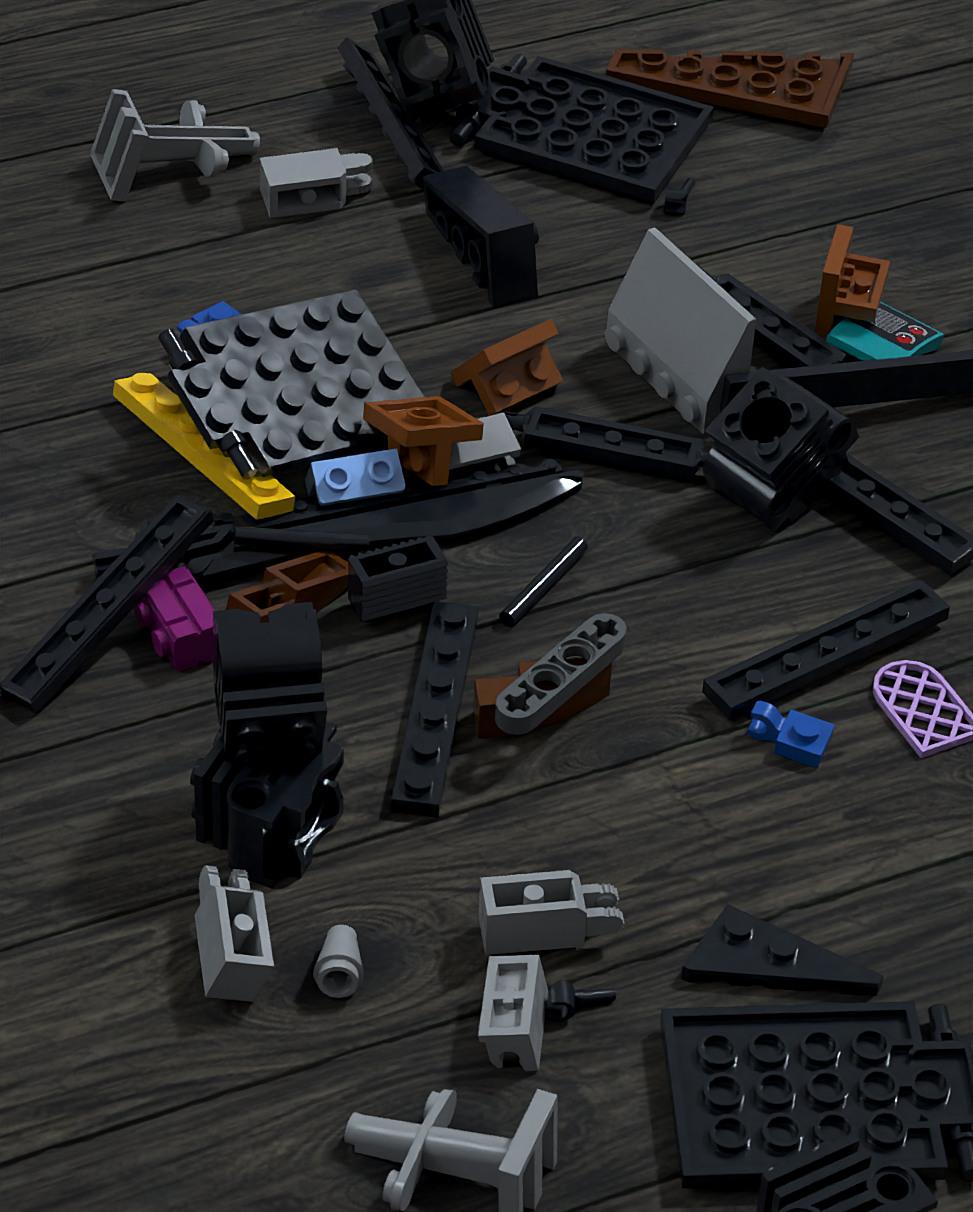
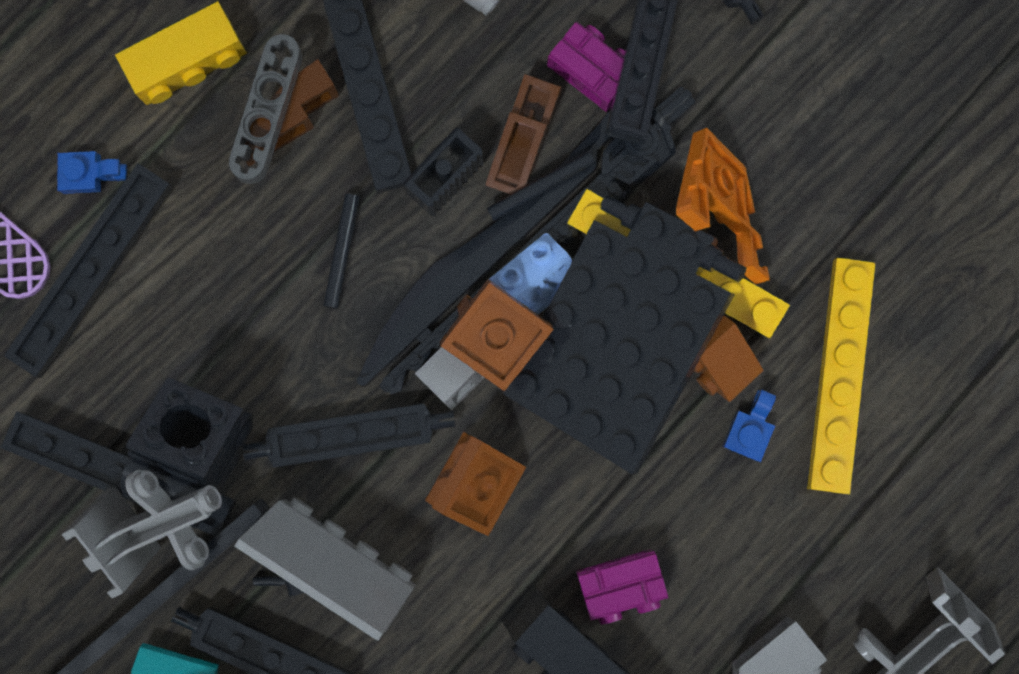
camera: 160 degrees right, 40 degrees up
(97, 336) = (841, 376): none -> yellow plate
(134, 441) = (720, 184): none -> orange wing
(410, 267) = (621, 586): none -> magenta brick
(634, 786) = (181, 54): none -> yellow brick
(878, 411) = (126, 542): none -> light grey piece

